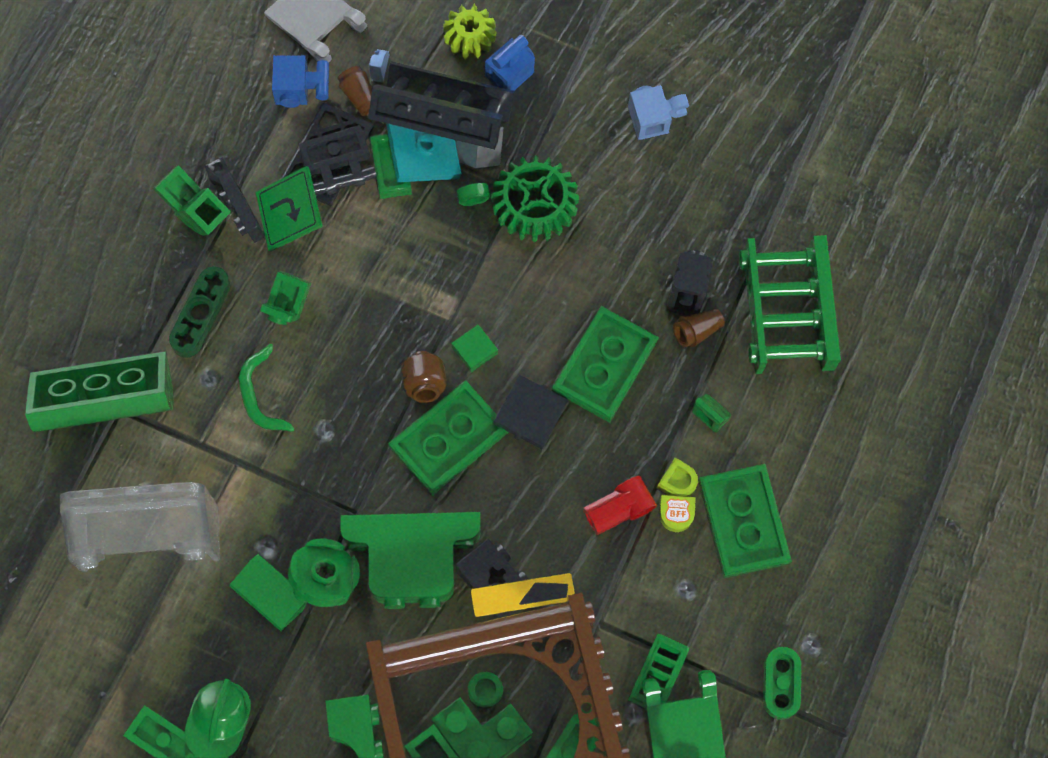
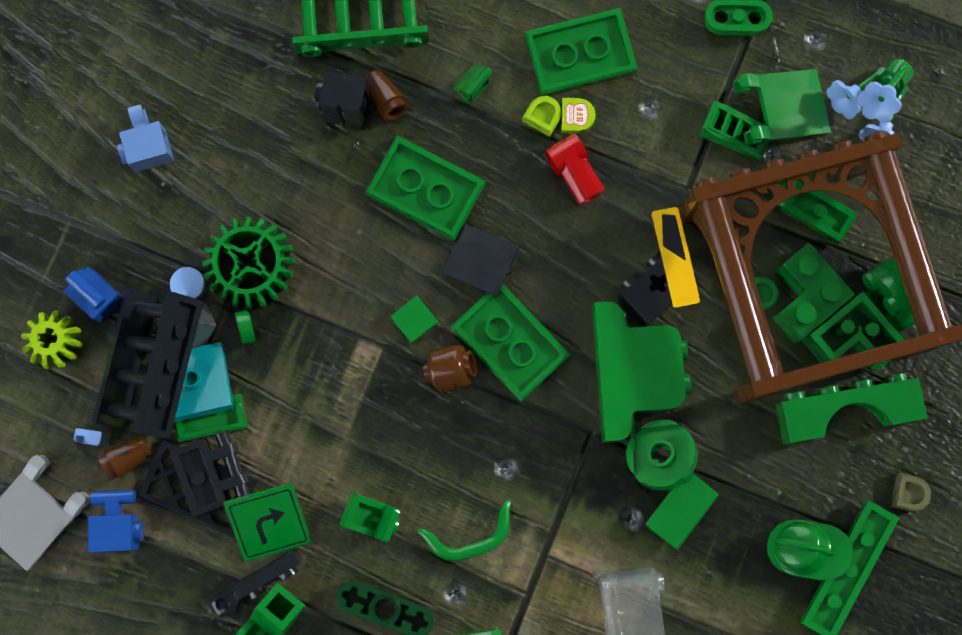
camera: 90 degrees left, 10 degrees up
(517, 145) = (188, 282): none -> light blue tile

